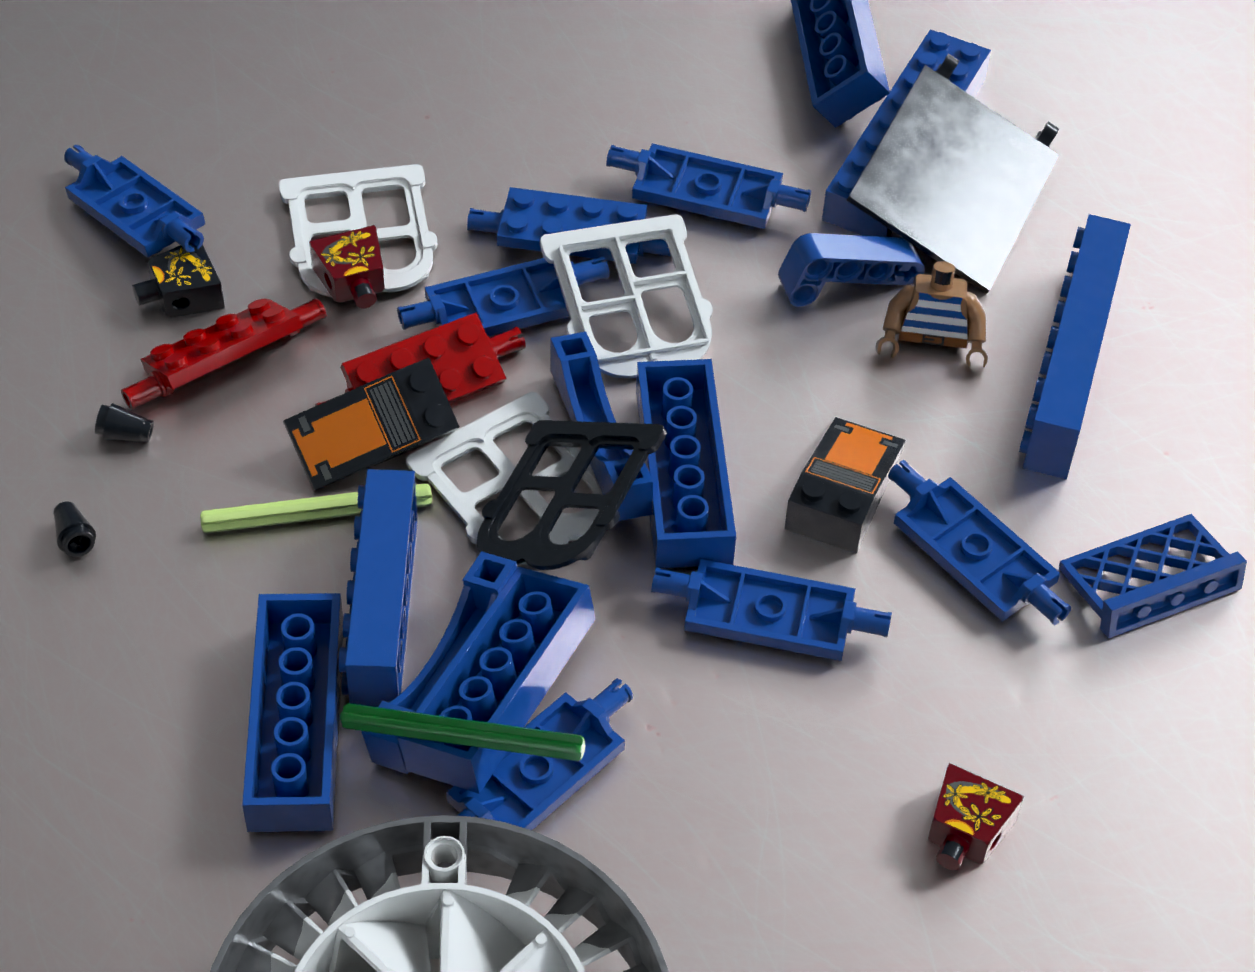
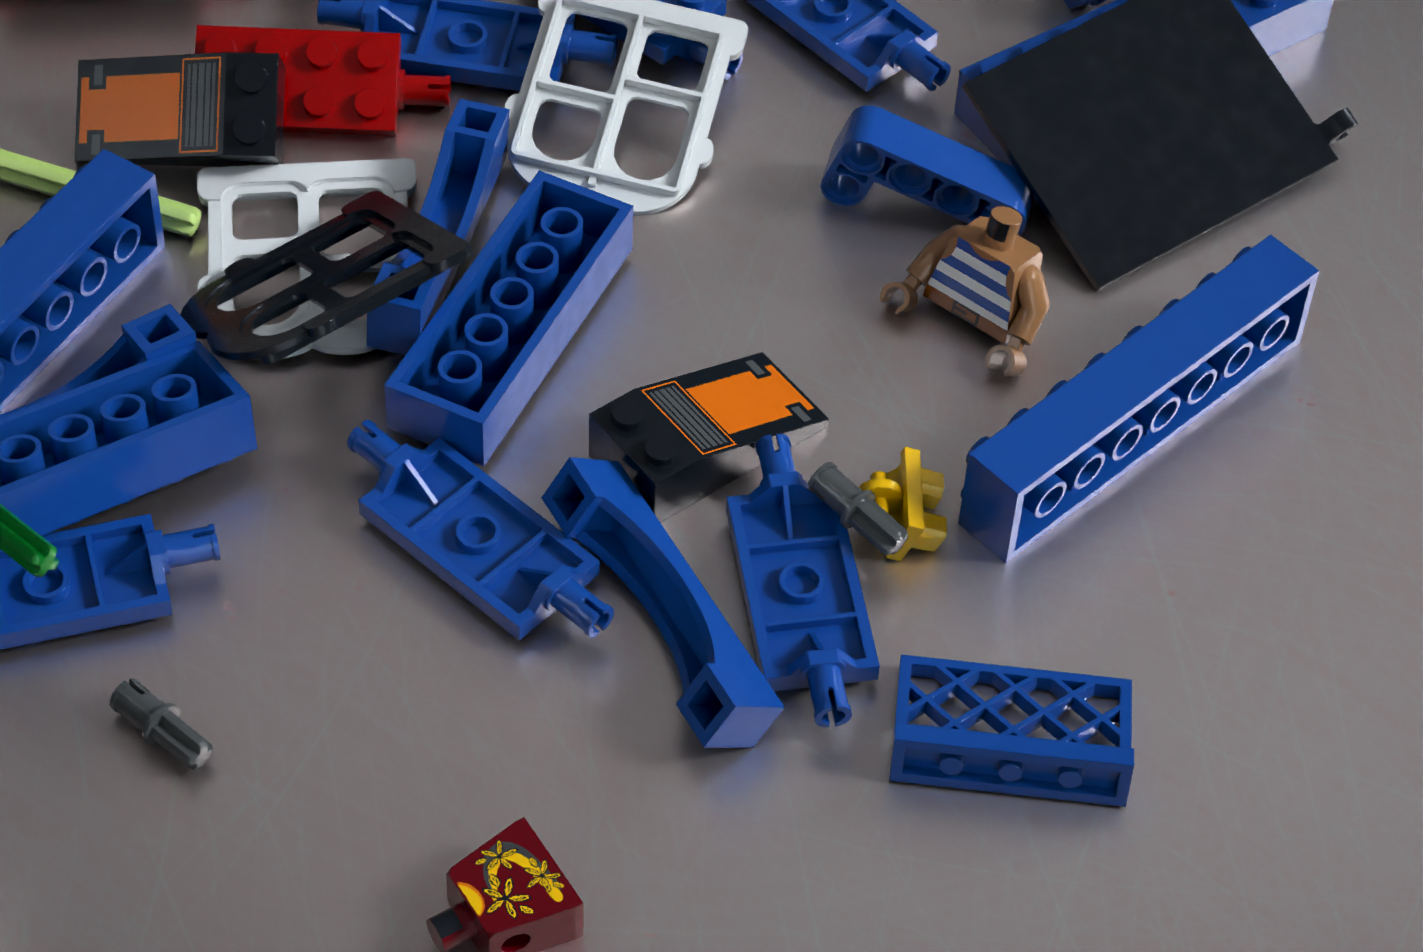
camera: 30 degrees right, 0 degrees up
(679, 820) = (160, 723): none -> dark grey axle
(977, 623) = (722, 686): none -> blue arch
(981, 485) = (857, 509): none -> dark grey axle
(991, 468) = (904, 495): none -> yellow hips

